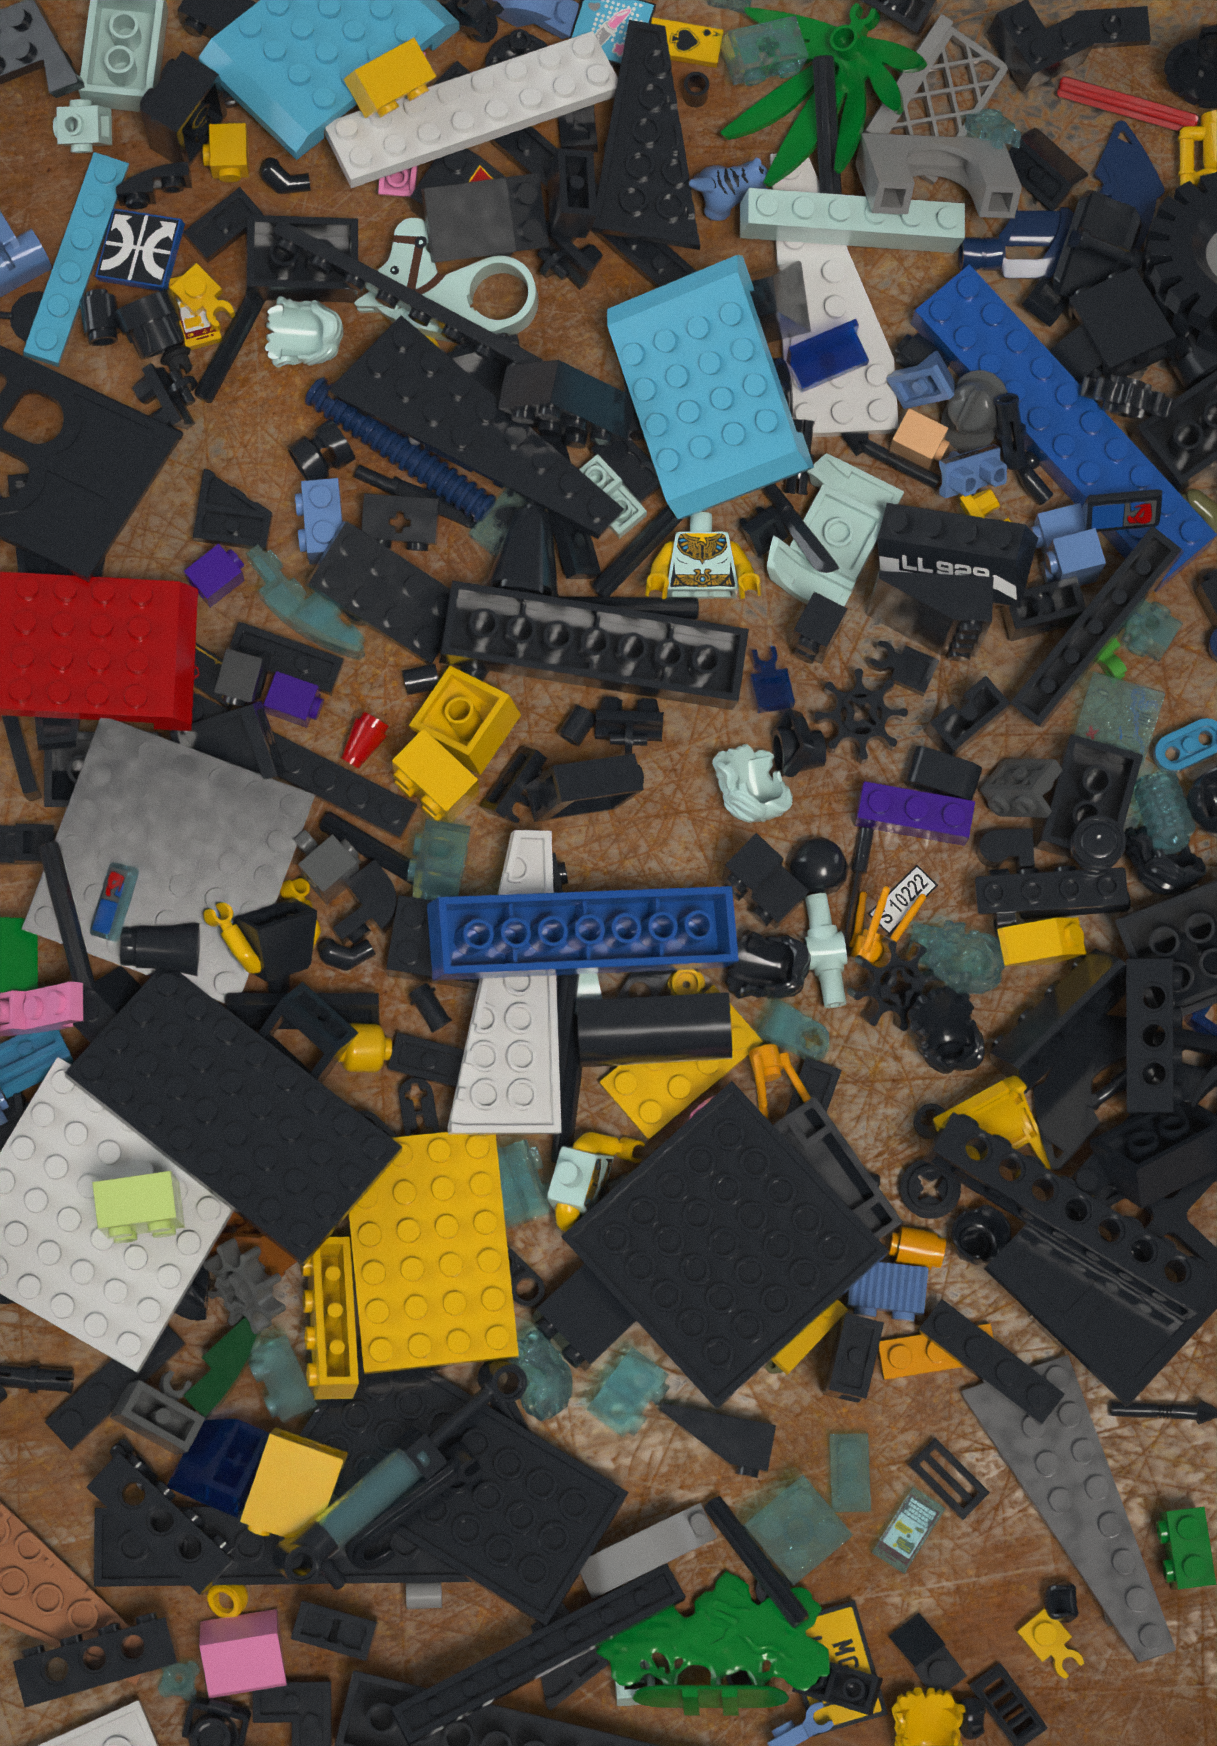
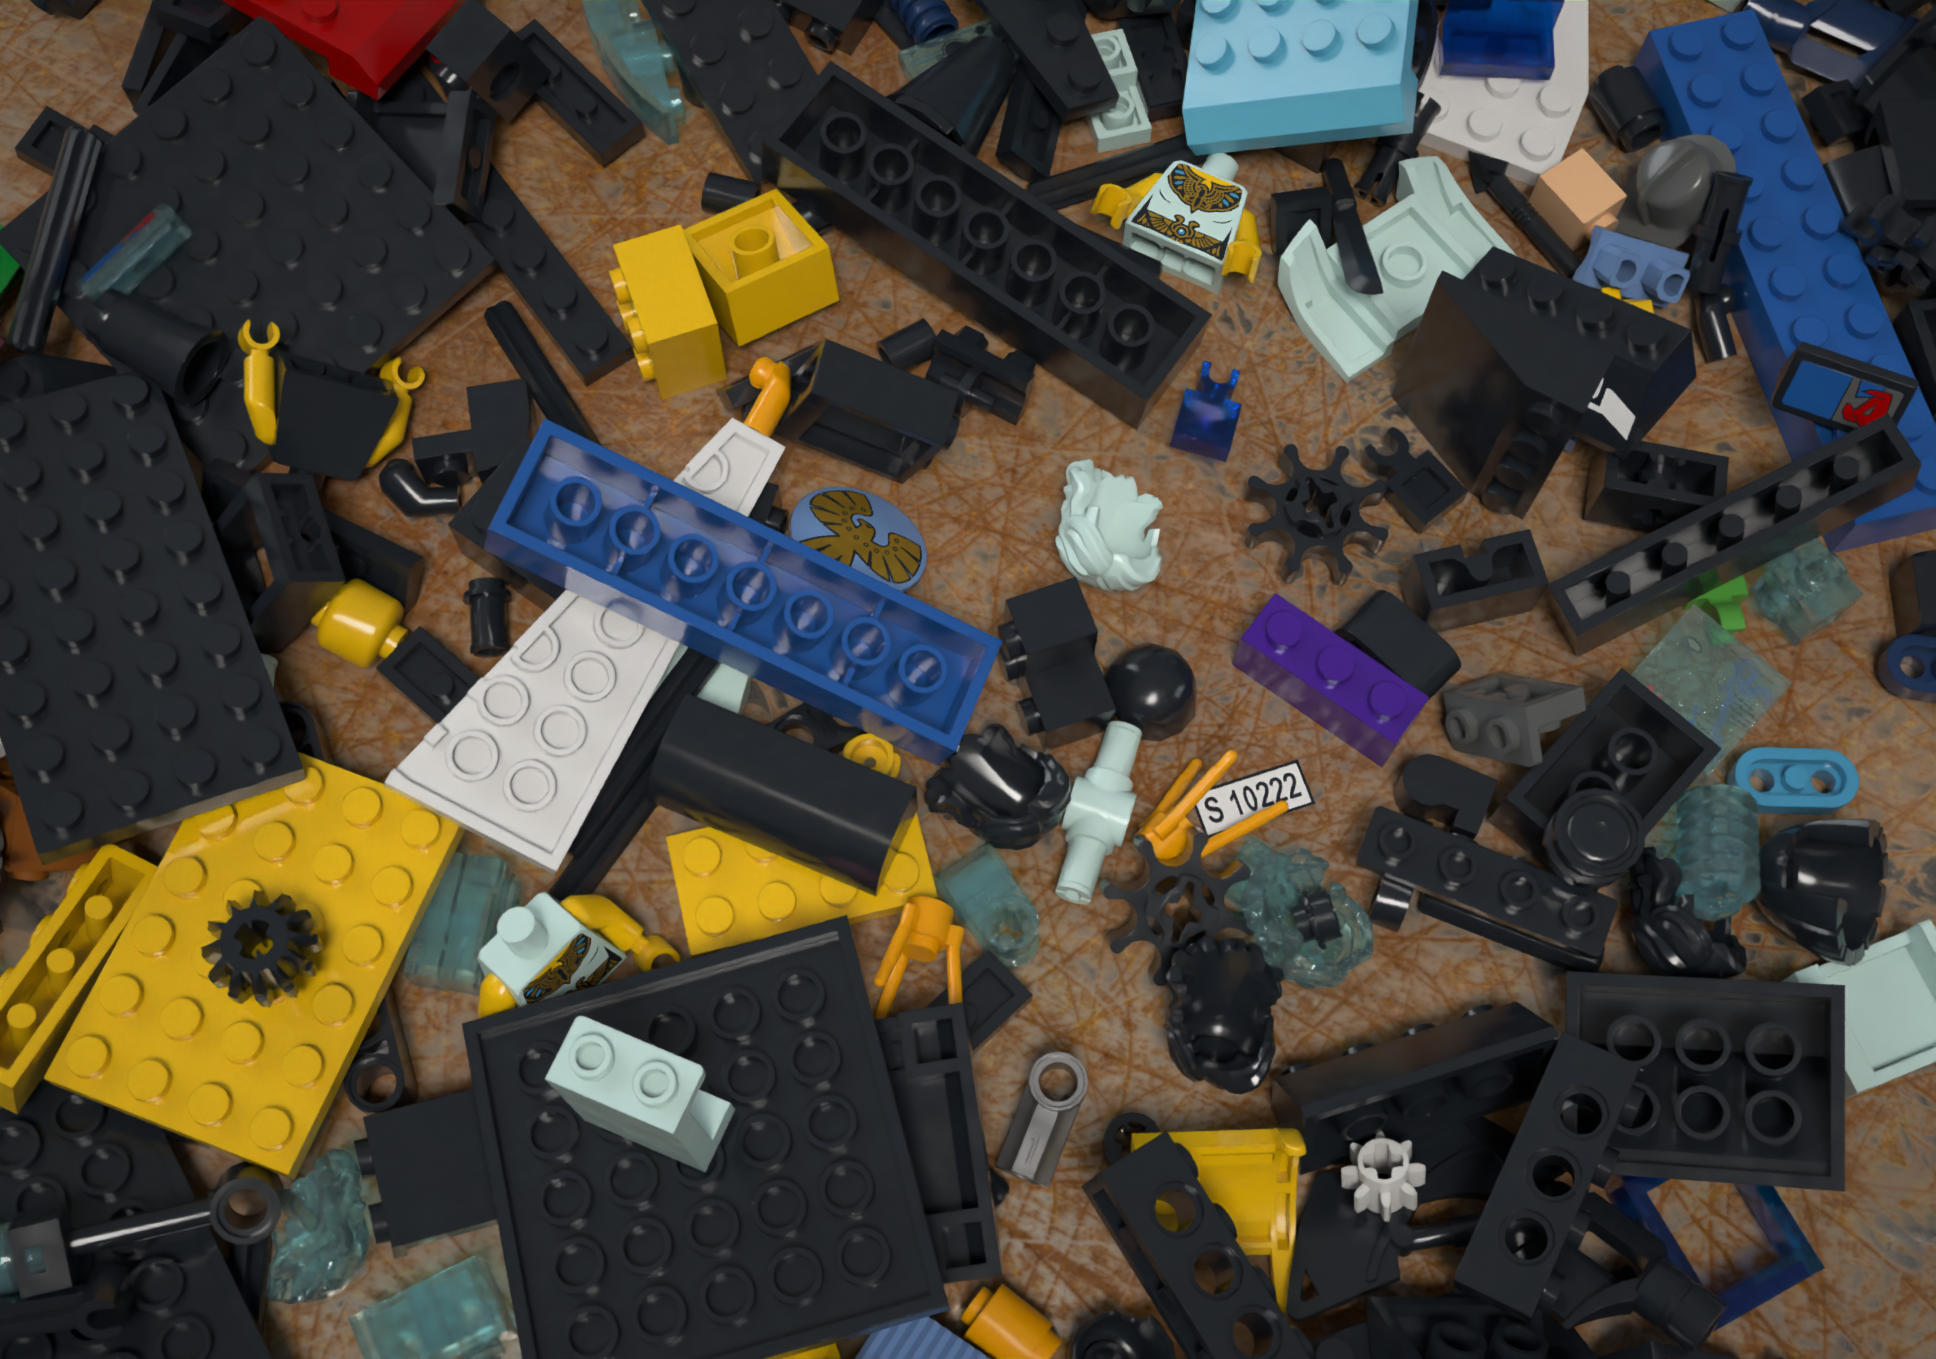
camera: 30 degrees right, 10 degrees down
(293, 700) = (545, 141): dark purple brick -> none
(327, 865) = (453, 352): dark grey brick -> none
(363, 739) = (611, 225): red cone -> none
(408, 1110) = (375, 741): black beam -> none
(432, 1259) = (247, 928): none -> black gear
(440, 860) = (620, 412): clear light blue brick -> none
(528, 801) = (773, 399): none -> light orange arm
(614, 859) = (862, 534): none -> shield
(688, 1225) = (639, 1092): none -> light aqua panel
(798, 747) = (1202, 510): black piece -> none
(817, 629) = (1312, 363): black brick -> none
(859, 867) = (1209, 724): black piece -> none
(880, 1136) = (1042, 1124): none -> flat silver piece
(923, 383) = (1616, 122): medium blue slope -> none
(928, 1207) = (1062, 1276): black gear -> none
(972, 954) = (1317, 918): none -> black plate
(1042, 942) = (1435, 951): yellow slope -> none
(1060, 1067) = (1384, 1157): none -> white gear
(1067, 546) = (1735, 416): medium blue brick -> none

